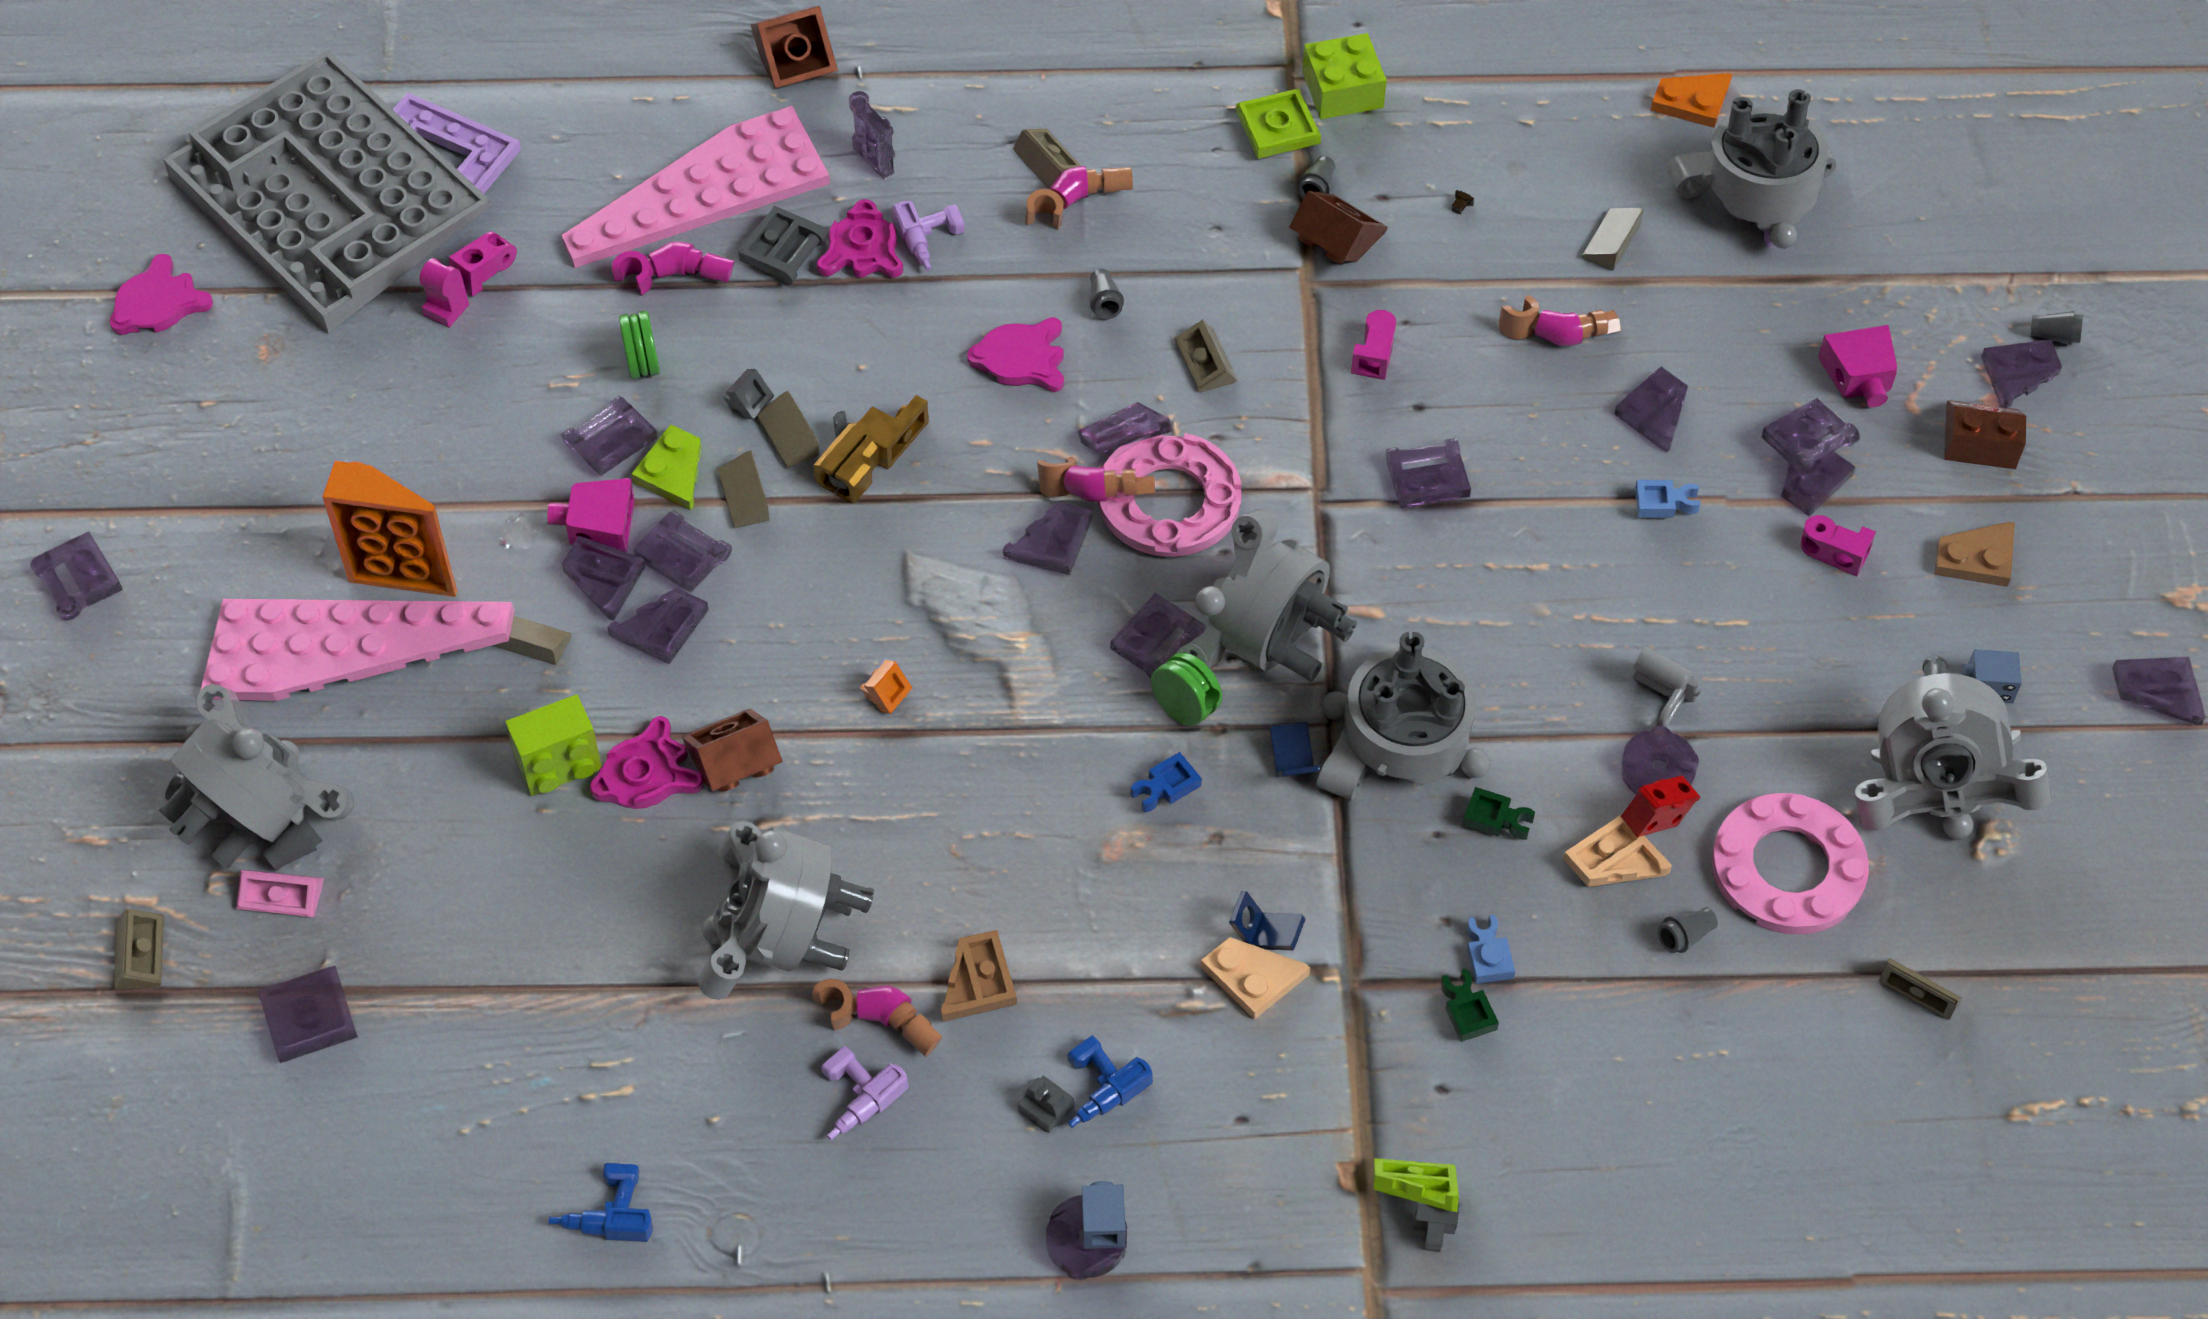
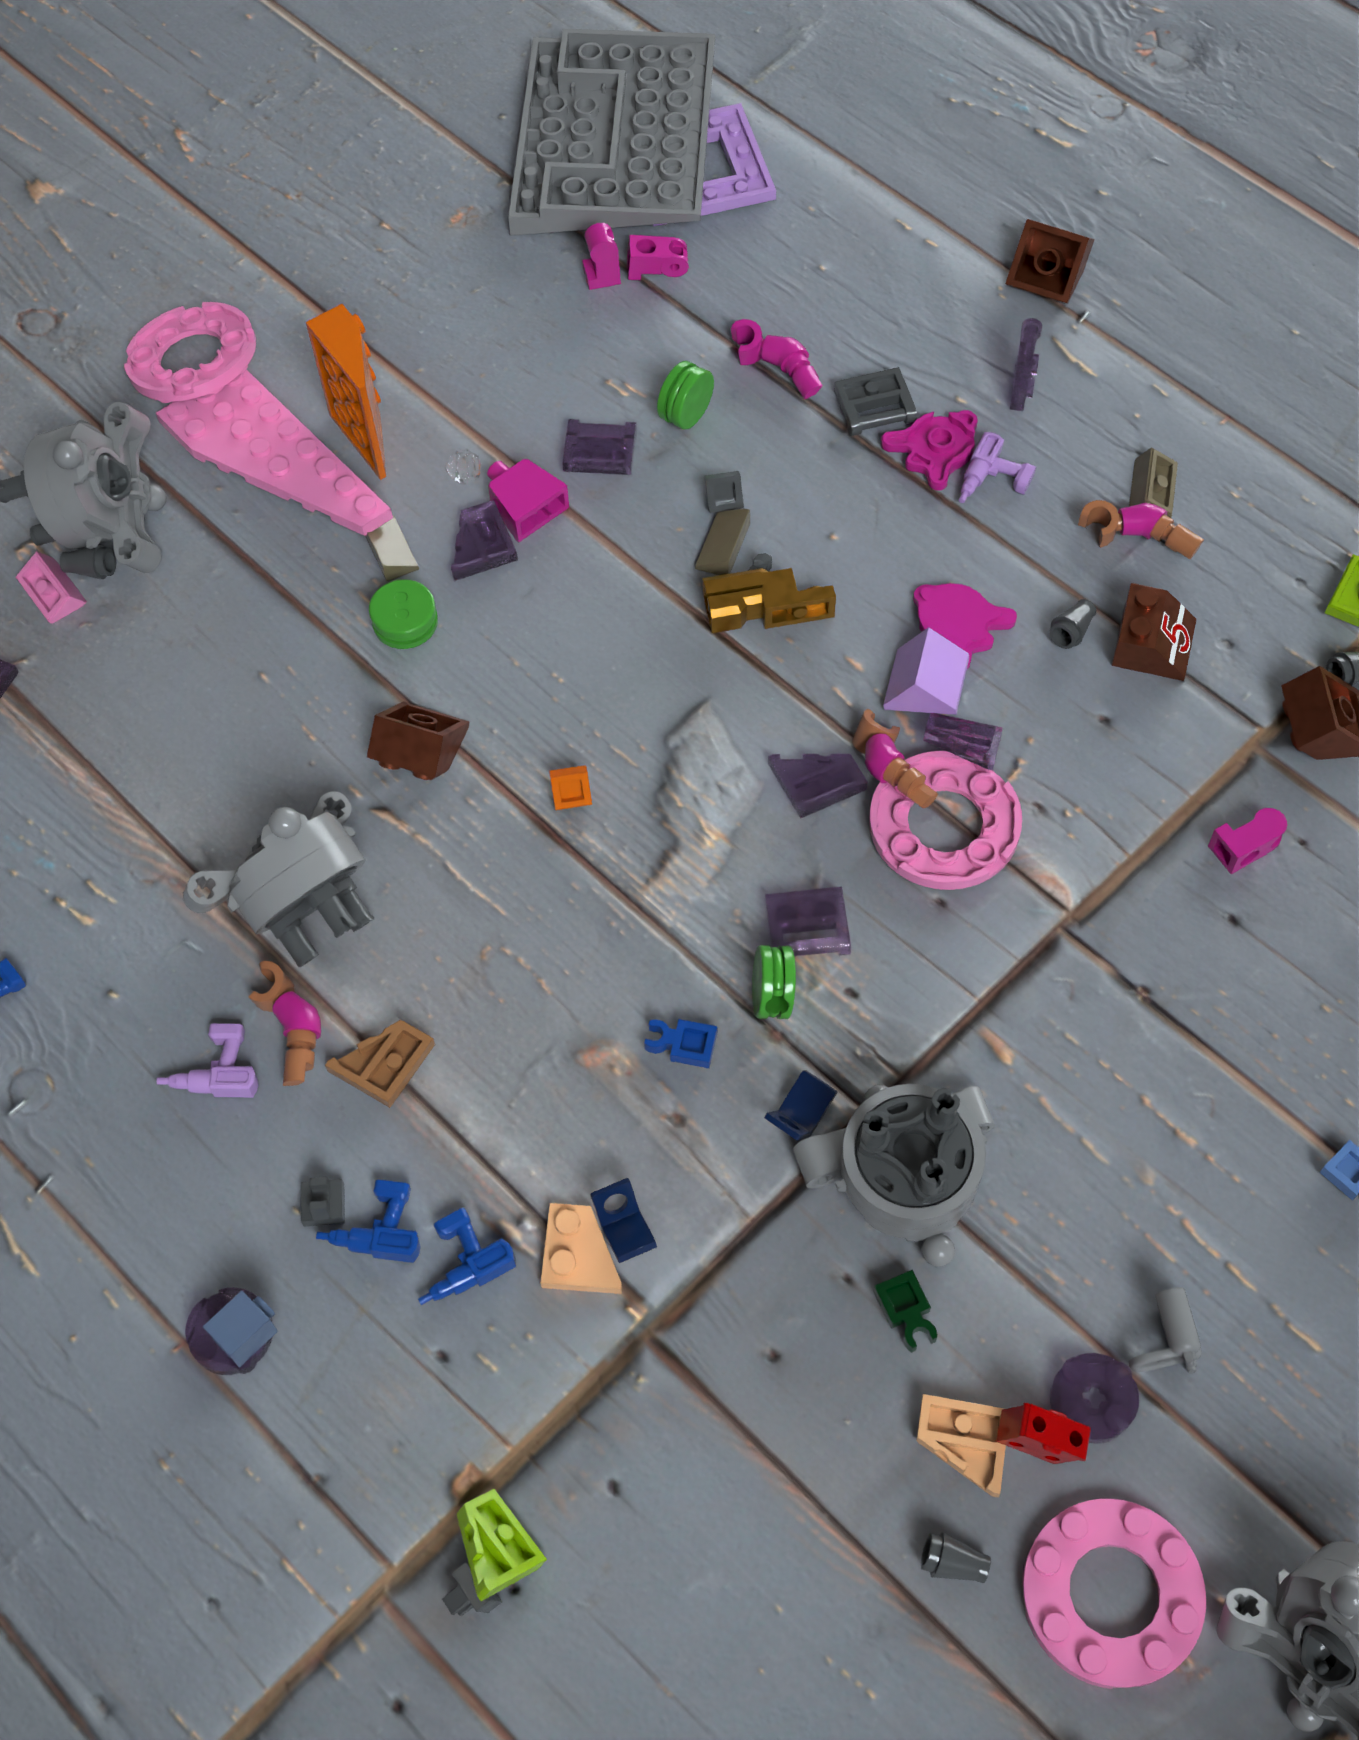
camera: 50 degrees right, 5 degrees up
(88, 570) = (186, 278): clear purple plate -> none
(157, 299) = (432, 131): dark pink tile -> none
(173, 575) = (157, 336): none -> bright pink plate
(554, 745) = (301, 632): lime brick -> none
(607, 673) = (403, 614): none -> bright green head
(645, 769) = (350, 701): dark pink tile -> none
(662, 625) = (478, 610): clear purple wing -> none
(671, 467) = (618, 502): lime wing -> none
(677, 559) = (540, 568): clear purple plate -> none
(721, 178) = (897, 323): bright pink wing -> none
(744, 491) = (644, 561): dark tan slope -> none
(1047, 408) = (927, 675): none -> lavender slope
(1163, 259) = (1154, 633): none -> copper slope
(1199, 1042) = (477, 1265): none -> blue piece
(1205, 357) = (1101, 737): dark tan slope -> none
(1268, 602) = (895, 966): light grey piece -> none
(1430, 482) = (1172, 990): clear purple plate -> none
(1468, 1011) = (700, 1447): dark green plate -> none
(1489, 956) = (770, 1418): medium blue plate -> none

